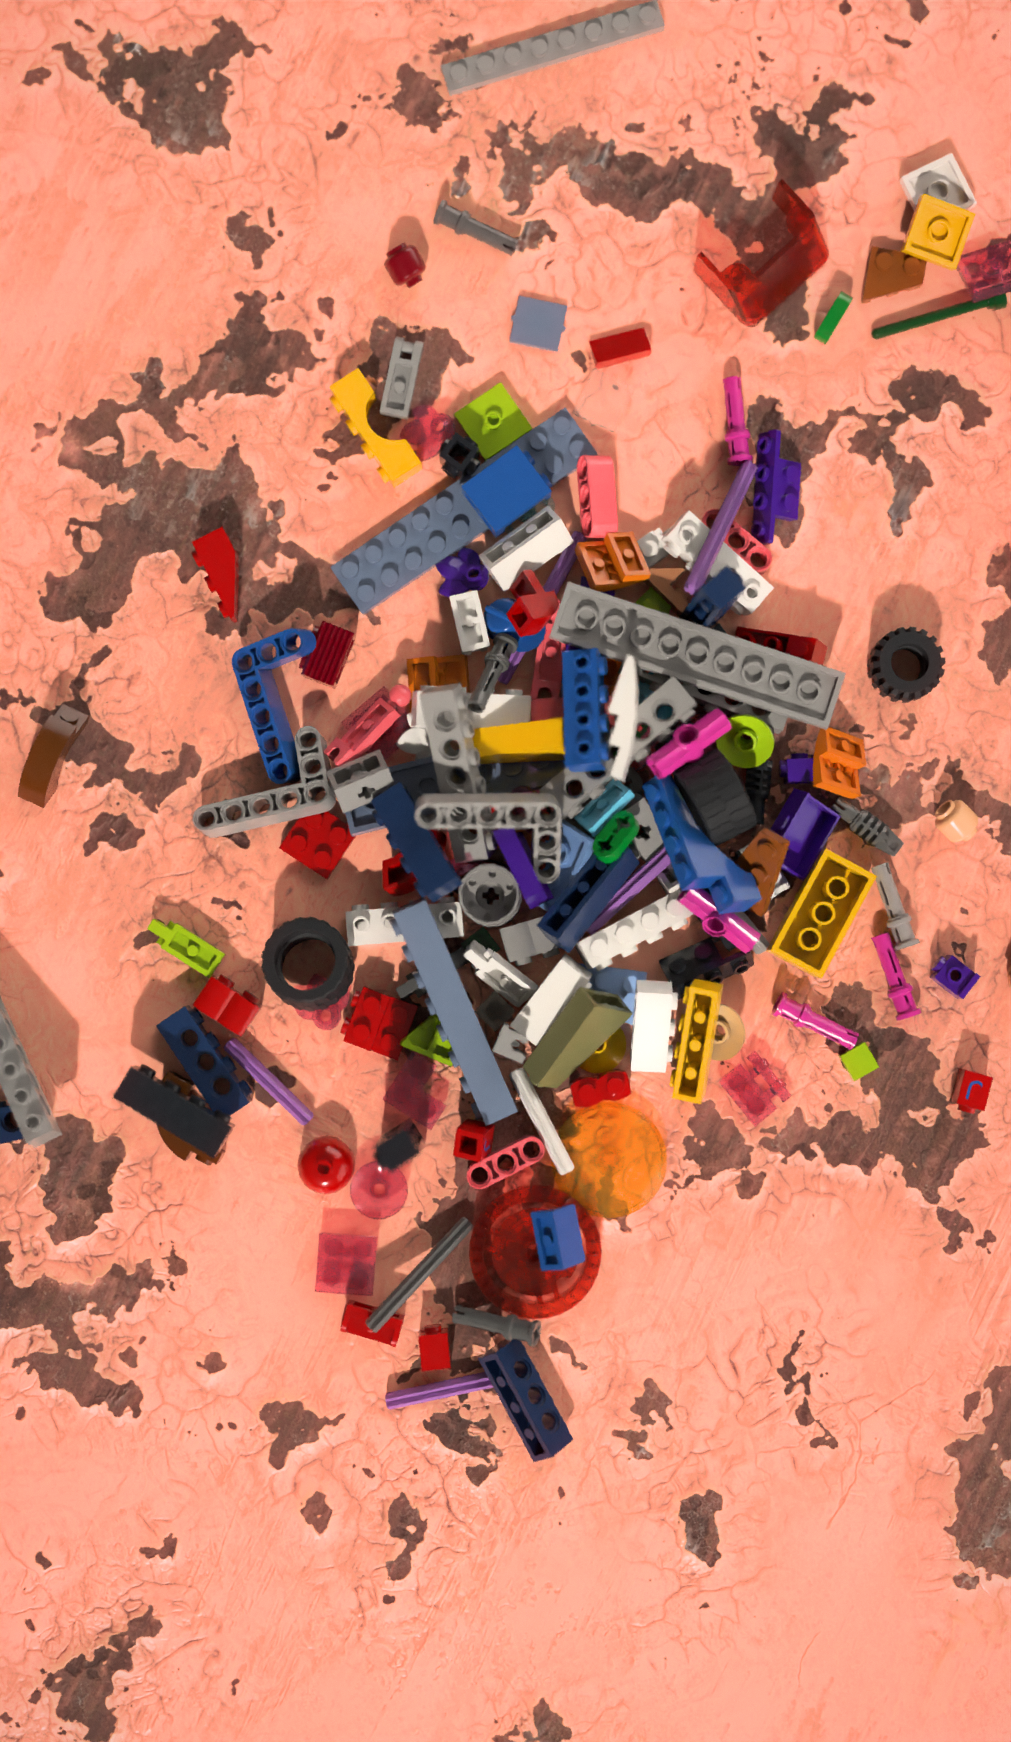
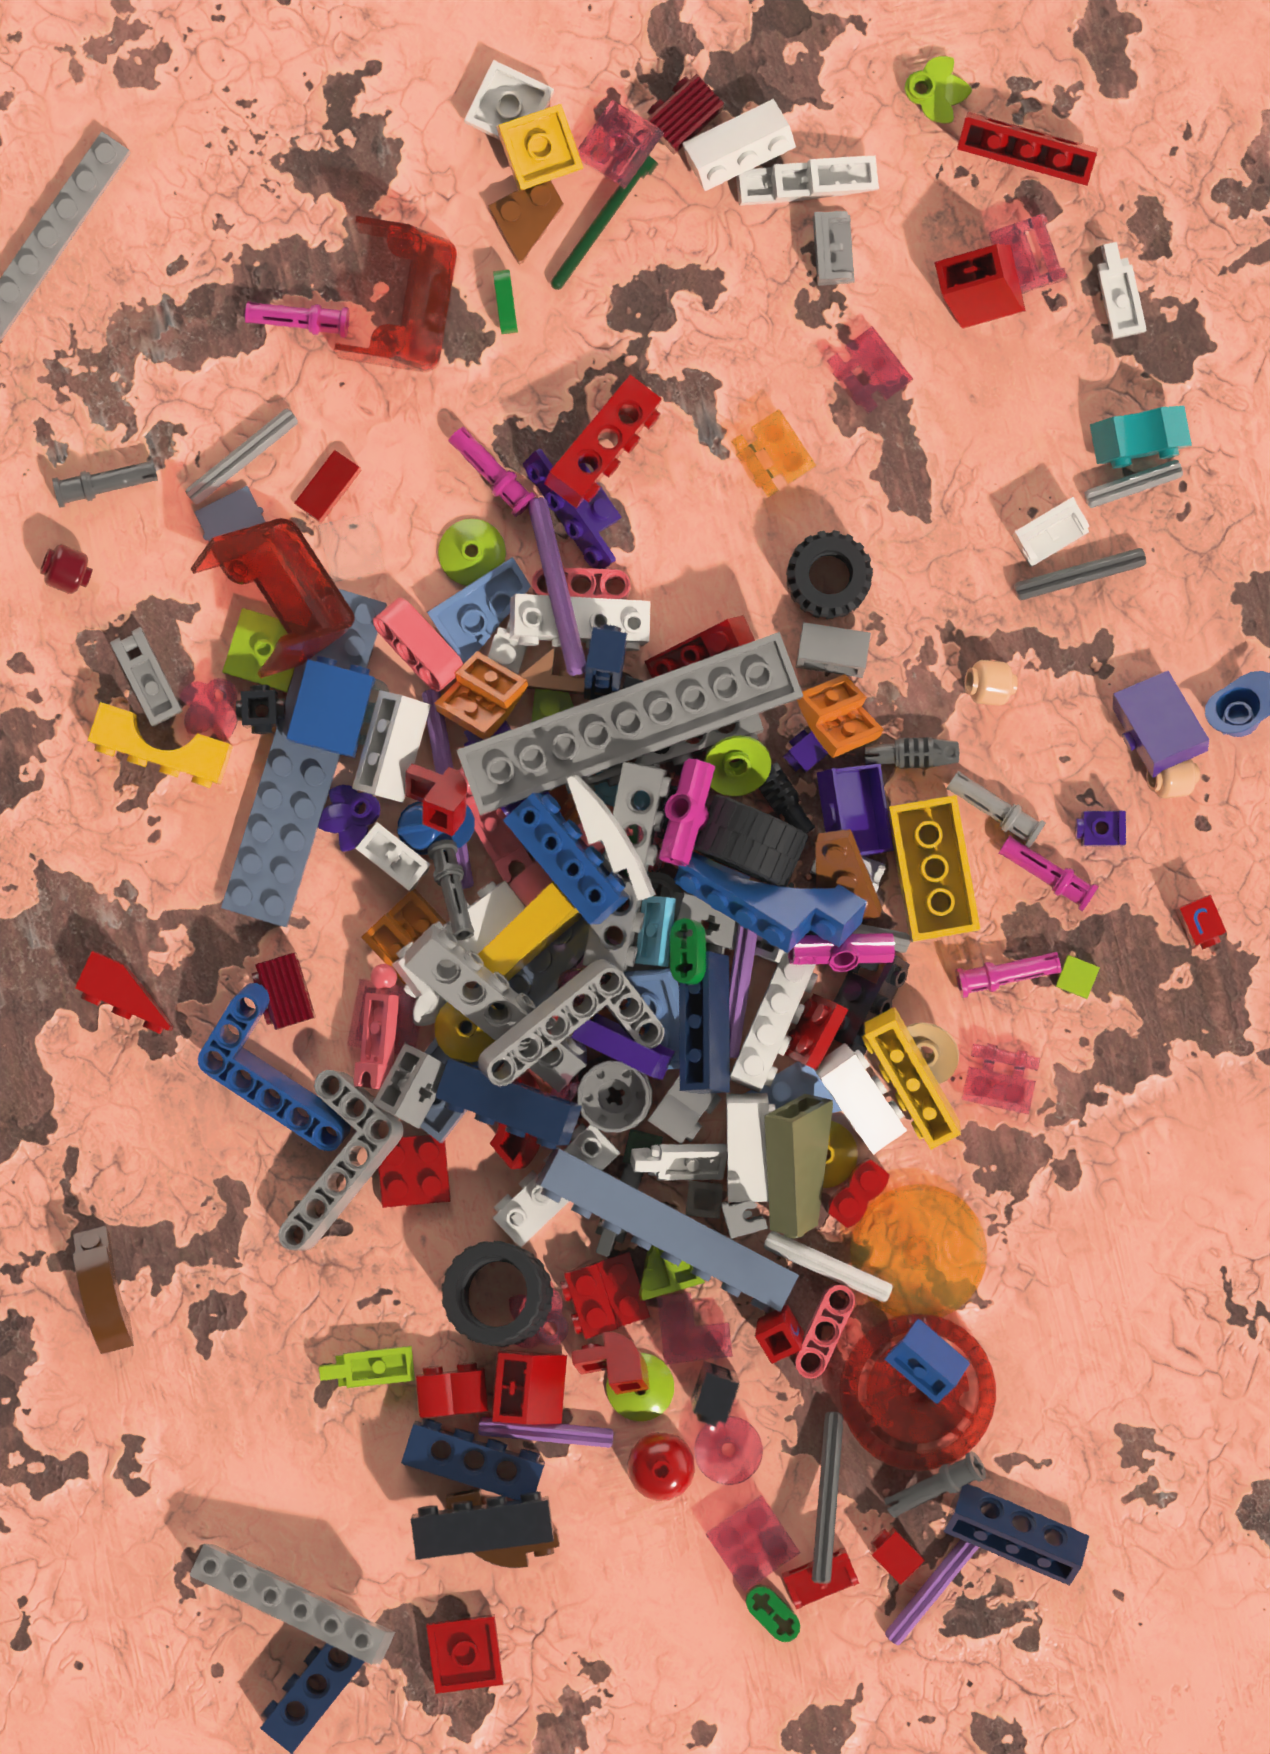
camera: 40 degrees left, 0 degrees up
(98, 1185) = (465, 1654): none -> red plate
(280, 1043) = (529, 1387): none -> red slope
(329, 1321) = (779, 1607): none -> green beam
(355, 1069) = (620, 1358): none -> red brick
(362, 1088) = (651, 1403): none -> lime dish
(412, 773) = (453, 1041): none -> yellow dish
(547, 386) = (292, 583): none -> clear red windscreen
(578, 283) = (241, 456): none -> light grey axle
(655, 505) = (478, 609): none -> medium blue wing
(657, 958) = (815, 1031): none -> red plate
(676, 479) = (458, 537): none -> lime dish
(698, 230) = (314, 319): none -> dark pink pin
(864, 445) = (631, 400): none -> red brick
(868, 717) = (833, 650): none -> light grey hinge
(940, 556) = (783, 448): none -> clear yellow plate

